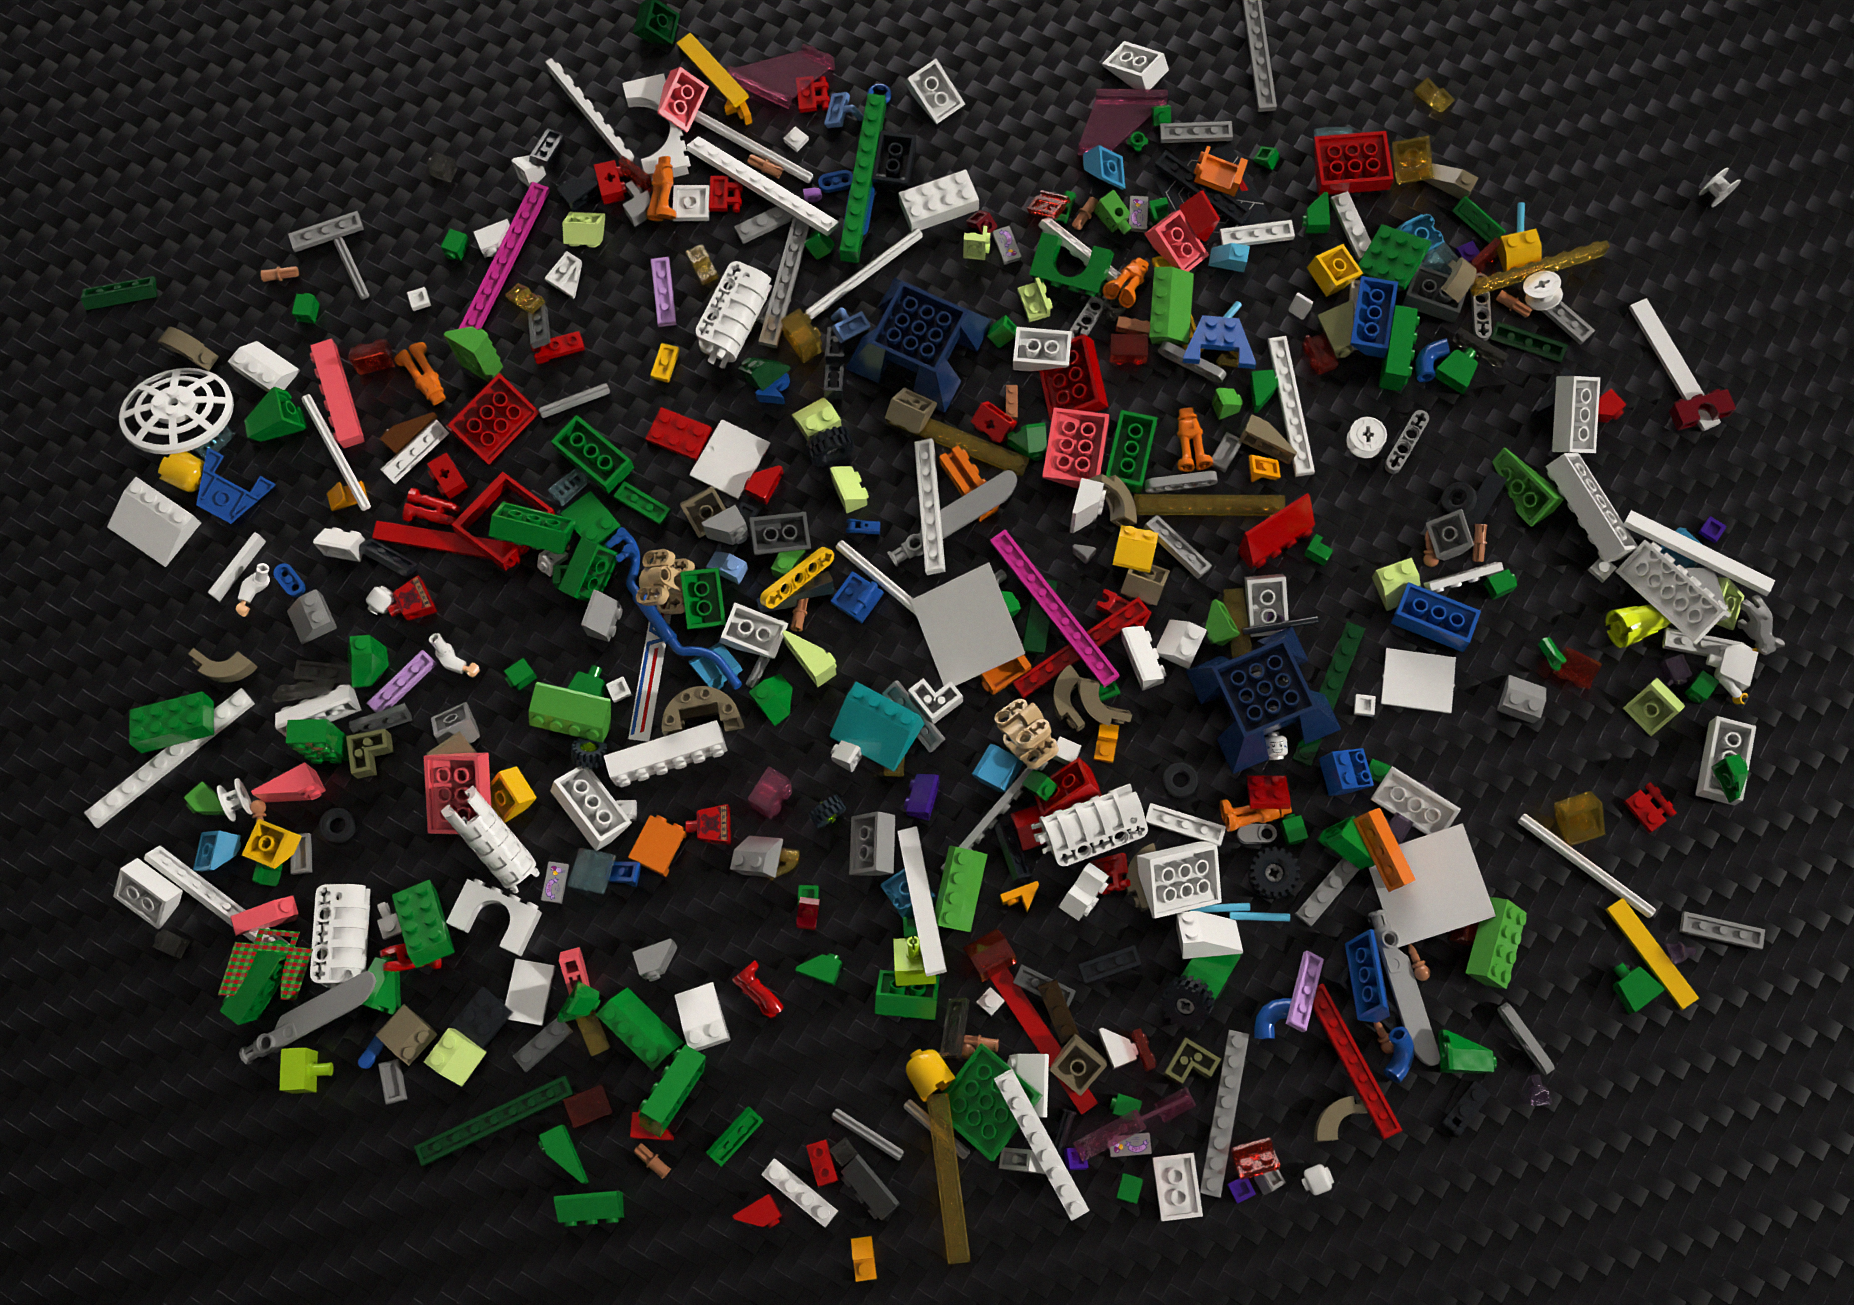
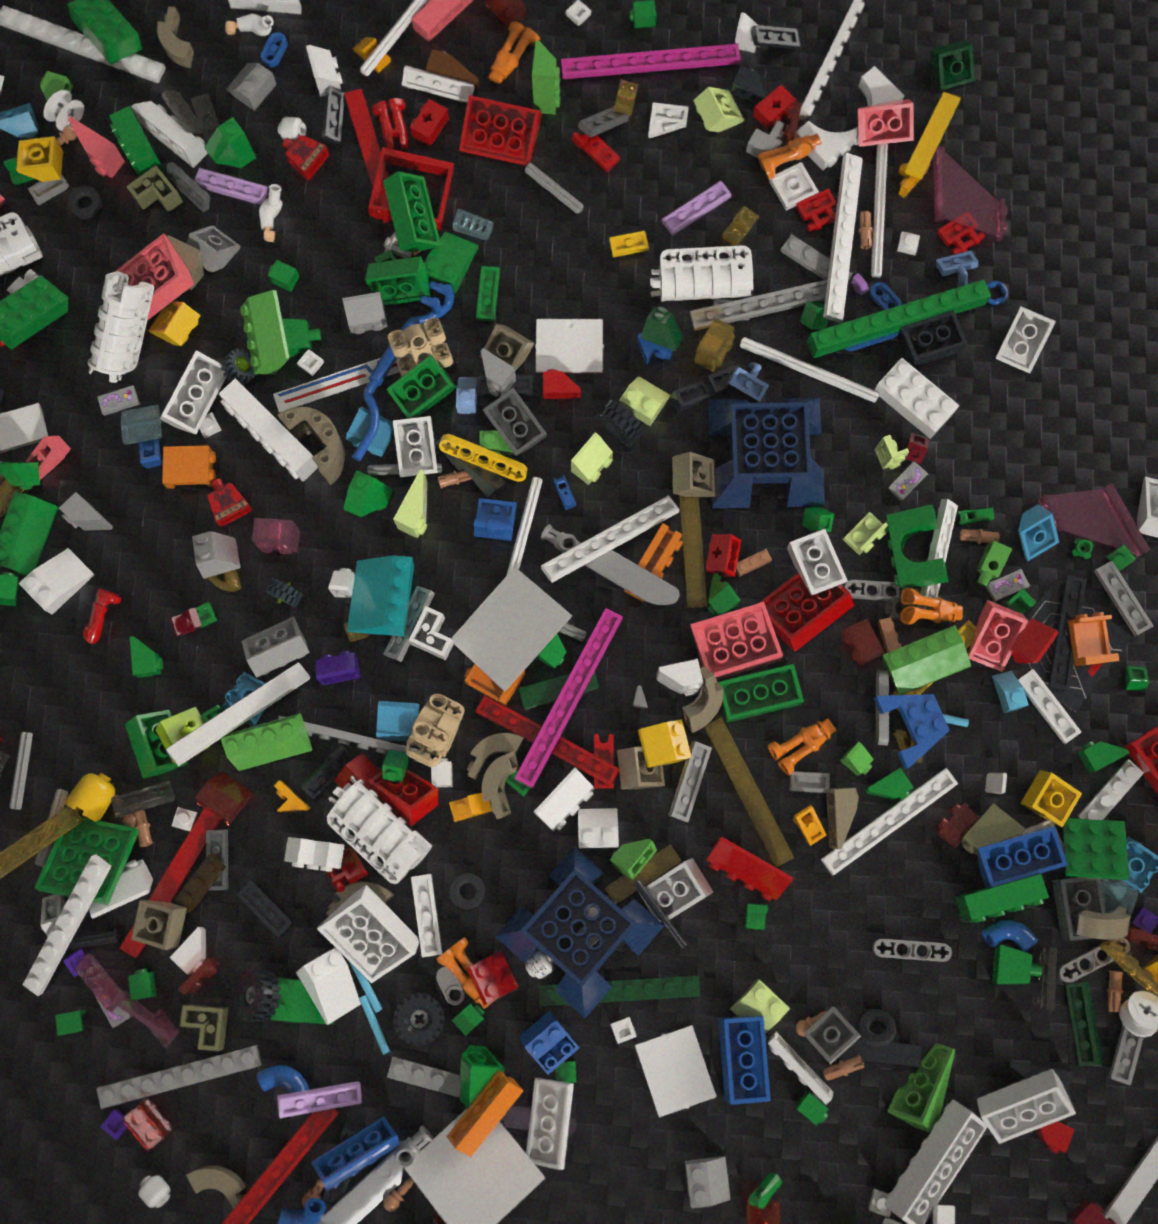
camera: 60 degrees right, 5 degrees up
(476, 896) = (76, 388): white arch -> none
(491, 237) = (666, 38): white slope -> none
(592, 454) = (509, 228): green brick -> none
(678, 434) = (569, 290): red plate -> none
(1048, 204) = (967, 498): clear red plate -> none
(1177, 1187) = (92, 1065): white plate -> none
(1180, 481) = (756, 754): light grey beam -> none
(1269, 1181) = (135, 1149): light grey slope -> none
(1375, 434) = (903, 915): white piece -> none

